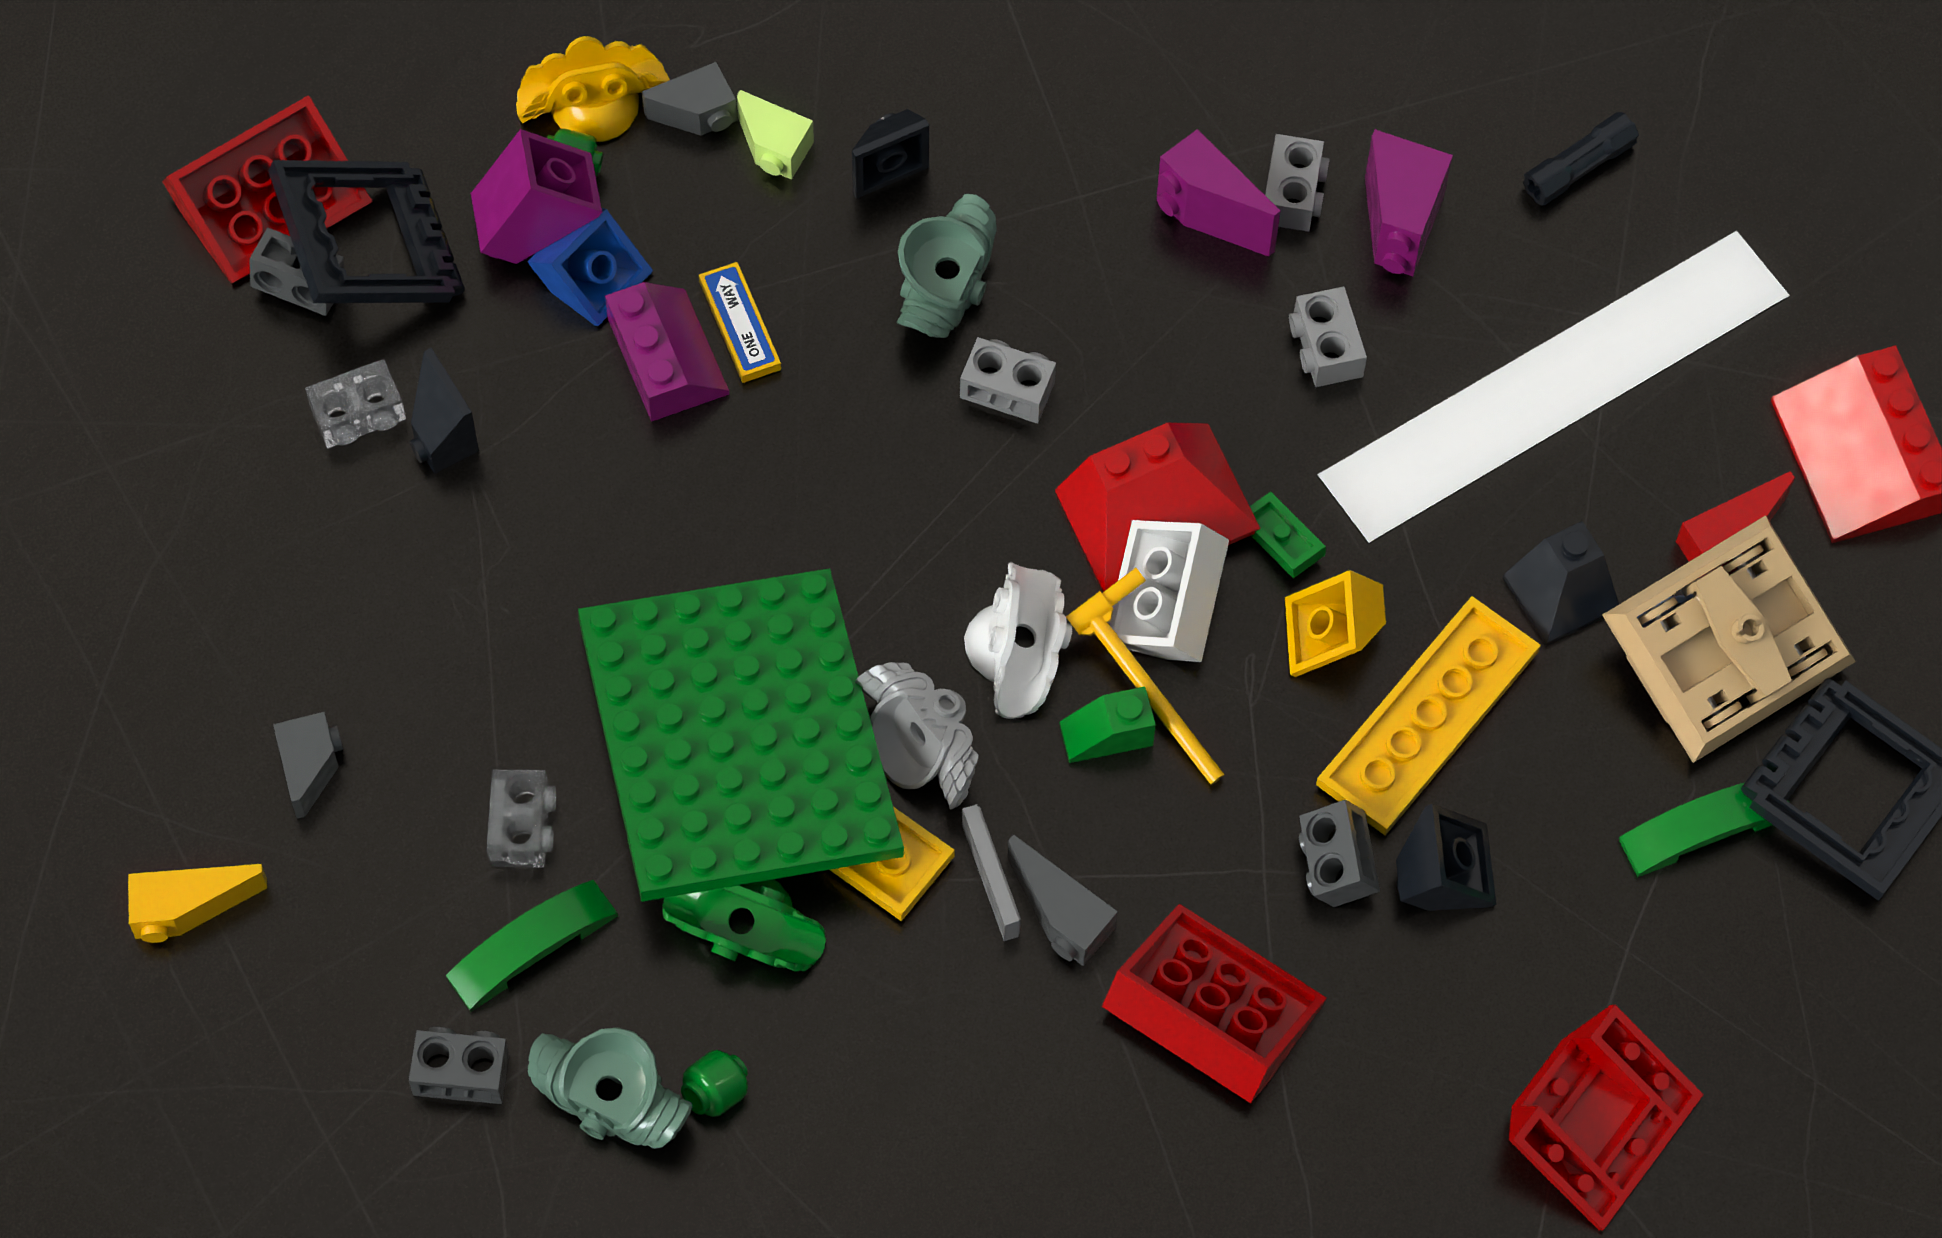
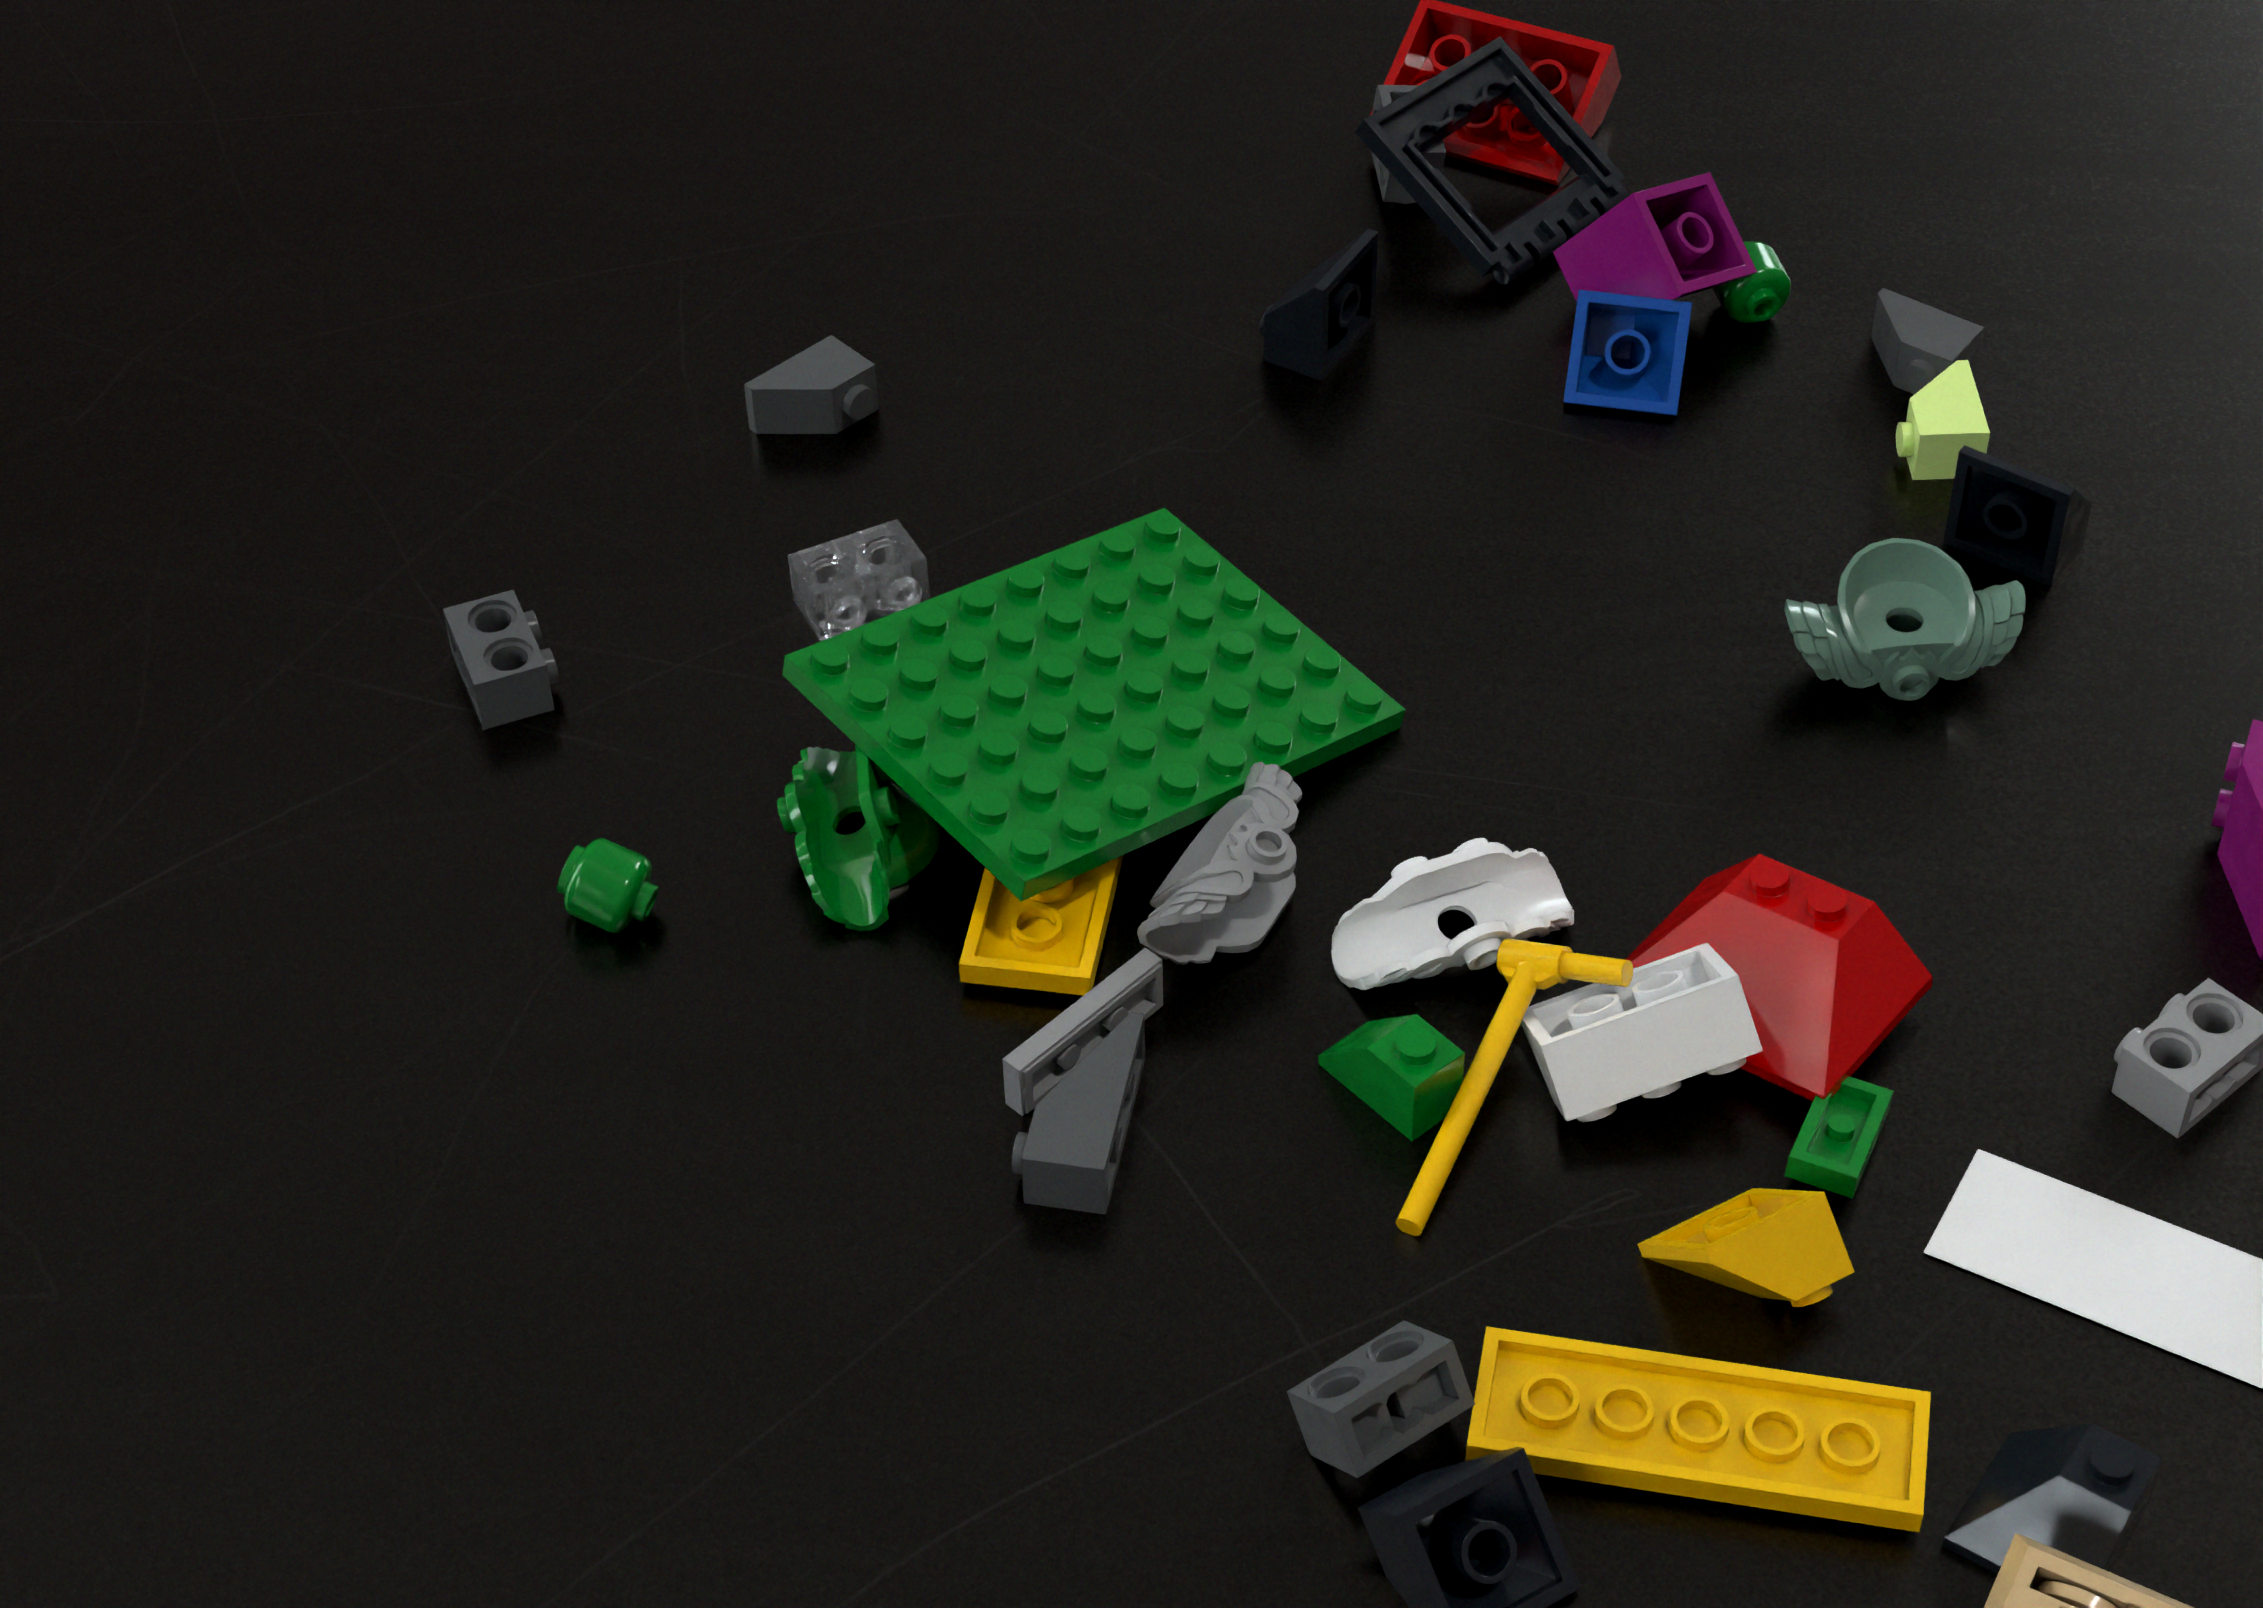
camera: 65 degrees right, 20 degrees down
(180, 900) = (582, 373): yellow slope -> none
(351, 394) = (1279, 246): clear brick -> none
(528, 940) = (708, 651): green slope -> none
(571, 1072) = (545, 732): sand green piece -> none
(590, 86) = (1853, 259): yellow piece -> none
(664, 348) = (1575, 451): magenta slope -> none
(739, 322) = (1674, 507): tile -> none
(1004, 388) = (1815, 760): light grey brick -> none
(1213, 1002) = (1051, 1357): red slope -> none

